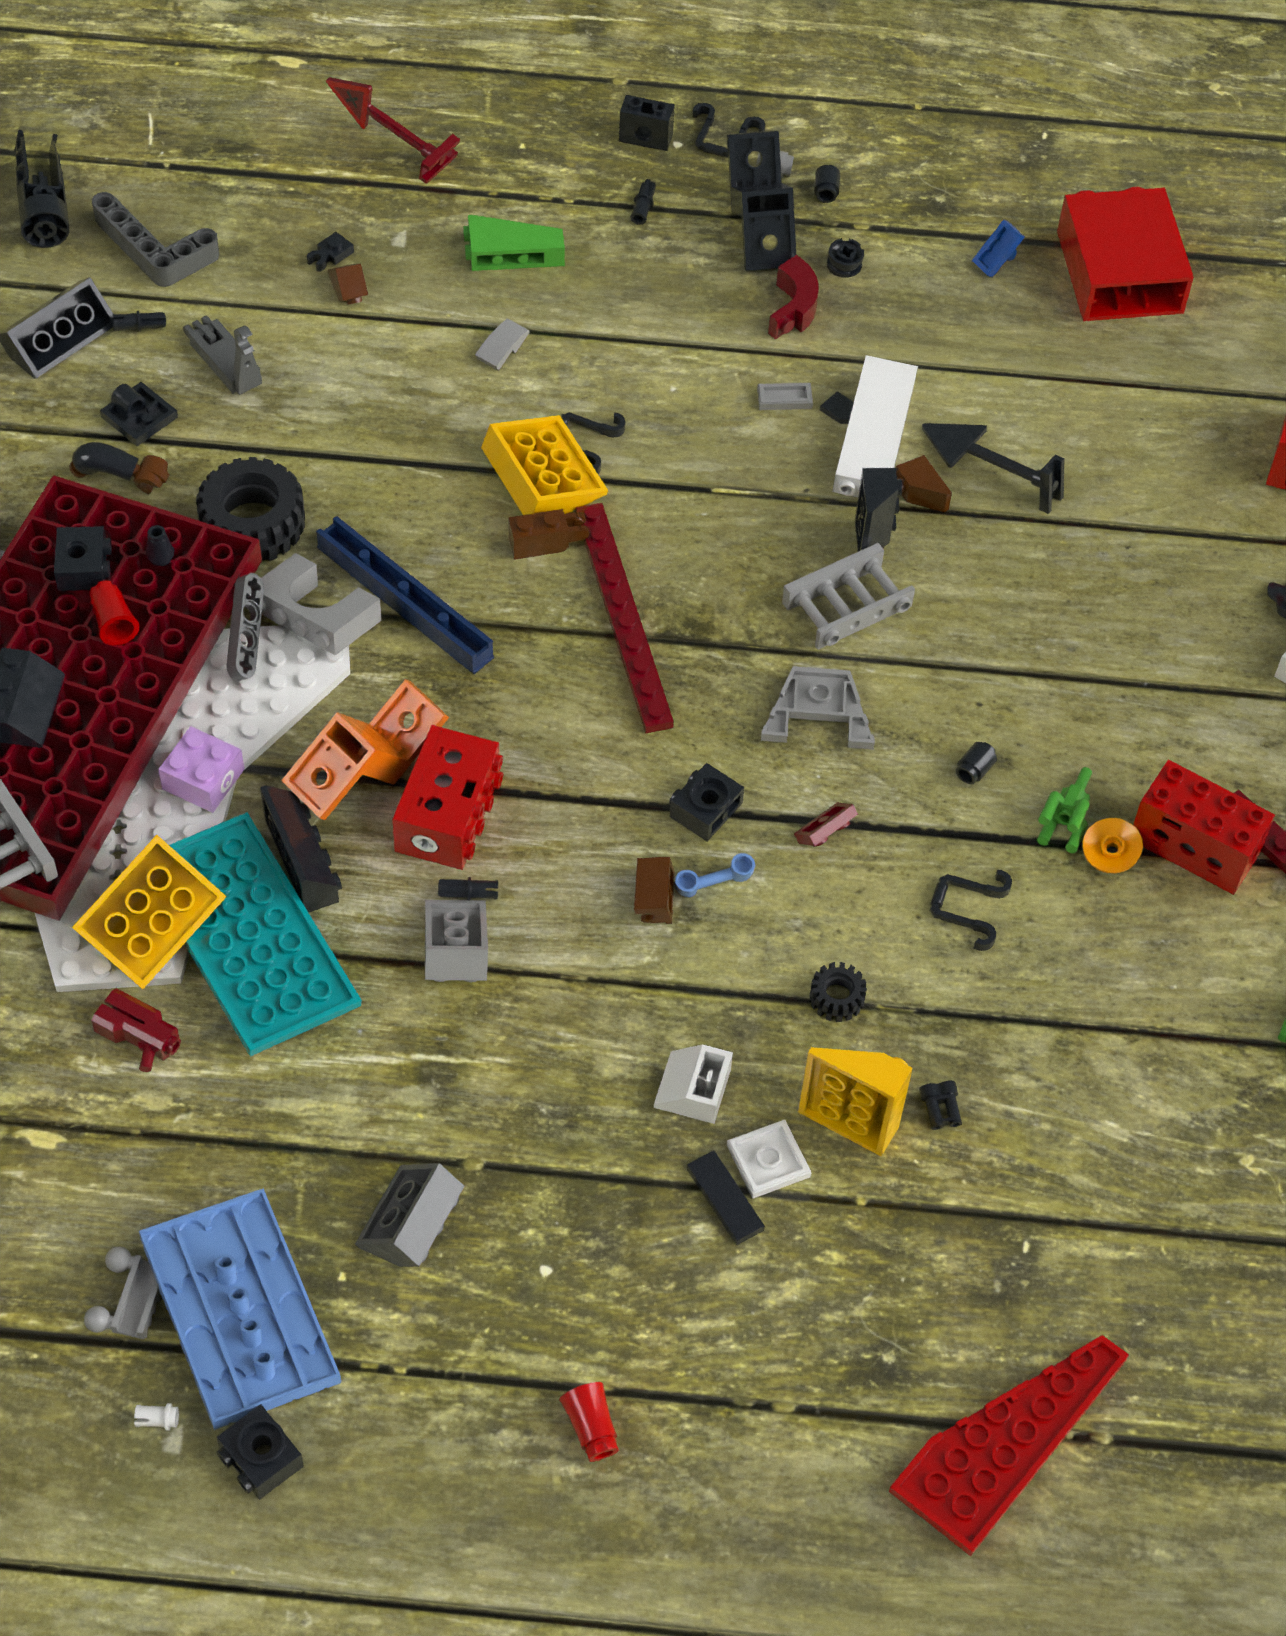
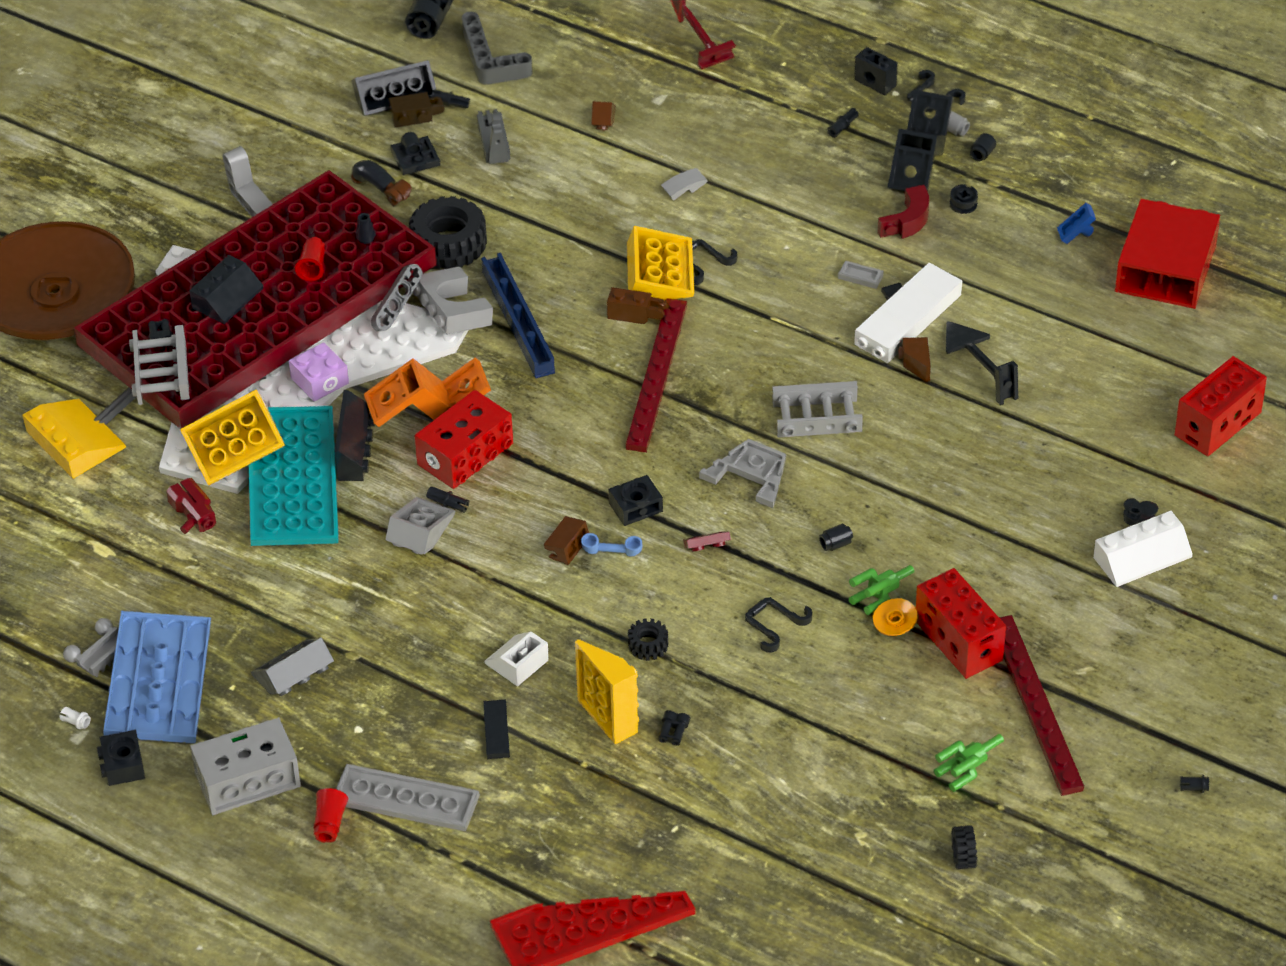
camera: 30 degrees right, 10 degrees down
(81, 557) = (311, 220): black brick -> none
(100, 350) = (414, 109): none -> dark brown brick
(332, 249) = (606, 92): black plate -> none
(442, 1396) = (245, 766): none -> light grey piece
(511, 244) = (730, 123): bright green slope -> none
(670, 1346) = (408, 797): none -> light grey tile
(768, 1158) = (539, 718): white tile -> none
(877, 506) = (864, 357): black slope -> none

